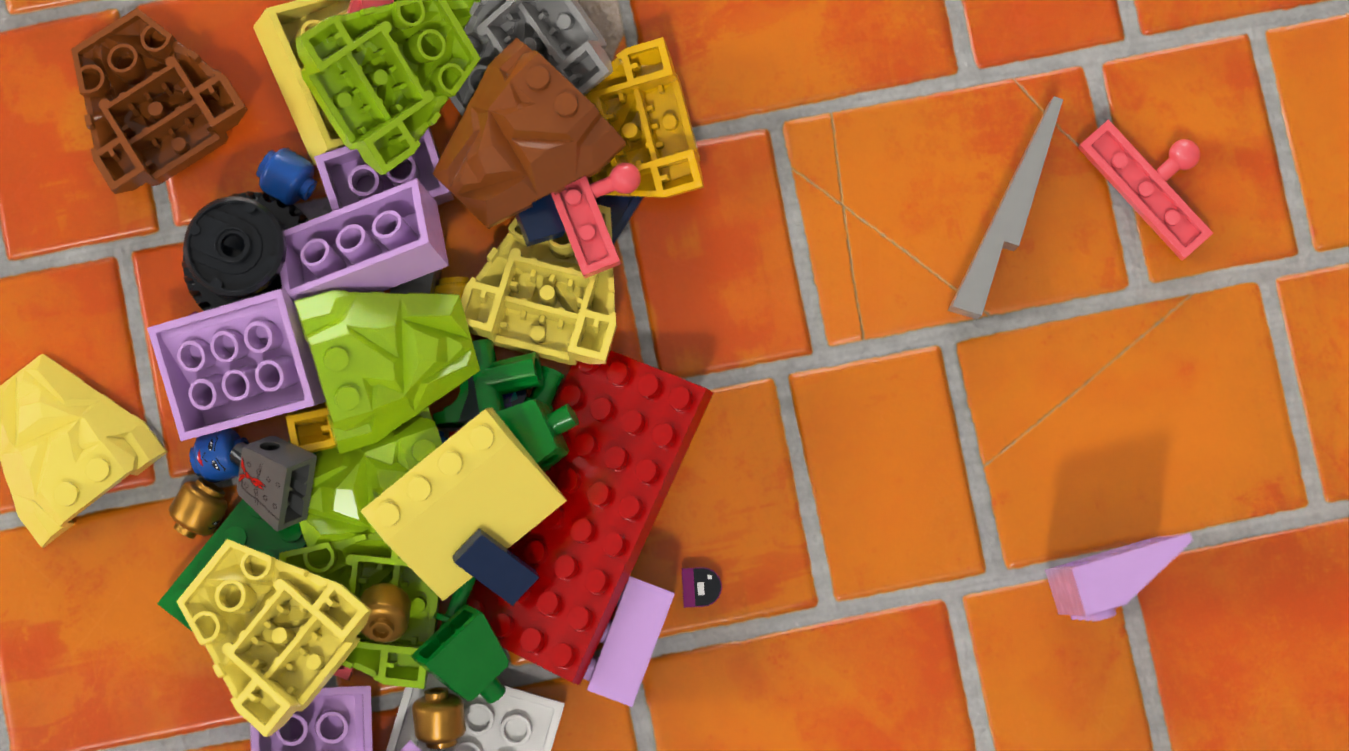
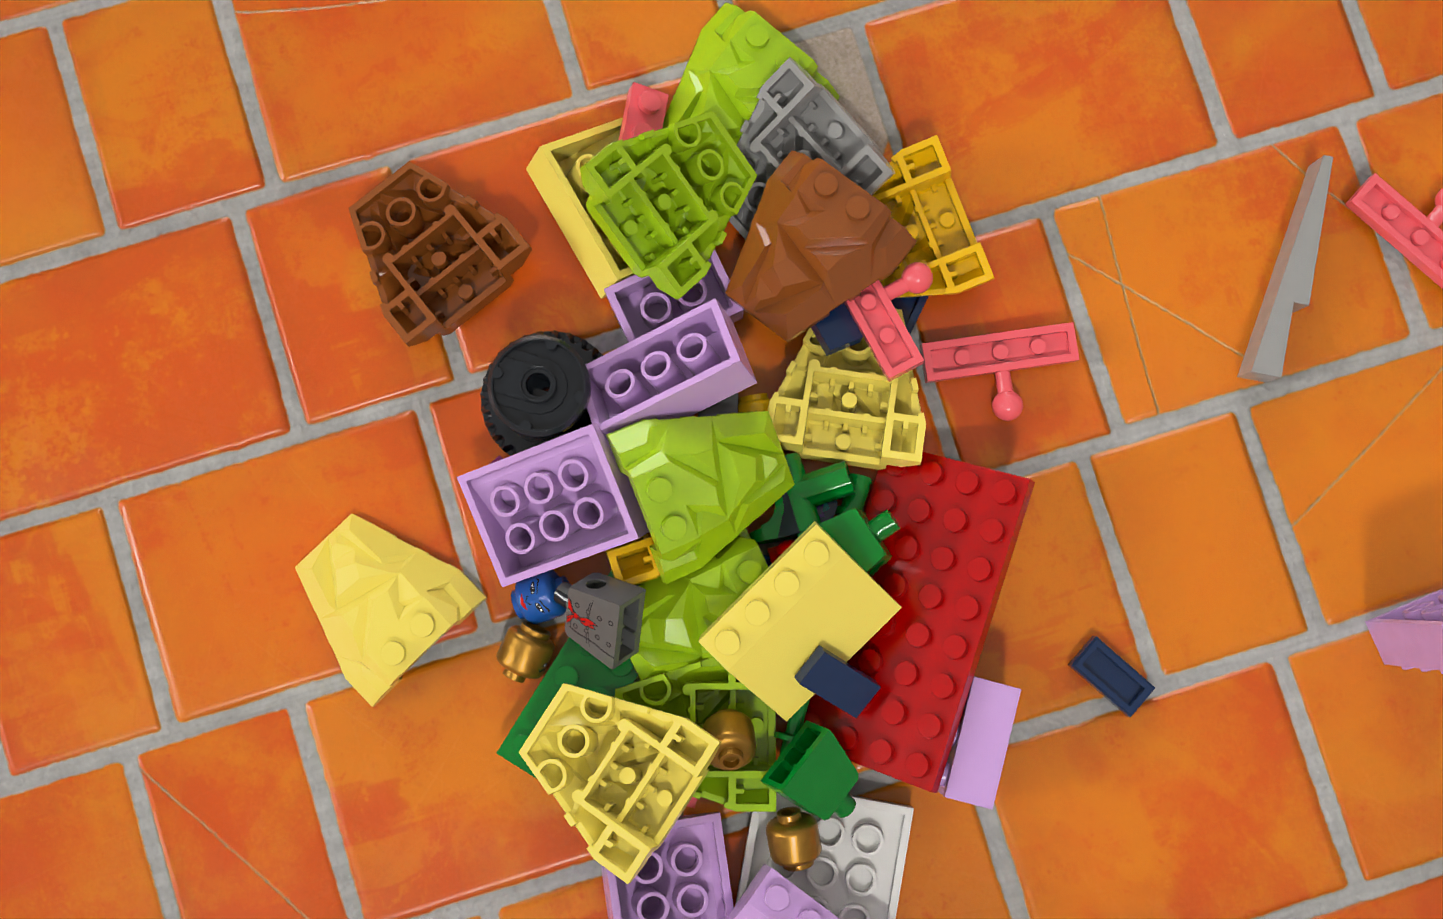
camera: 10 degrees left, 0 degrees up
(286, 176) = (576, 312): blue head -> none
(700, 587) = (1031, 675): tile -> none
(707, 263) = (999, 355): none -> coral plate
(781, 596) = (1111, 676): none -> dark blue tile

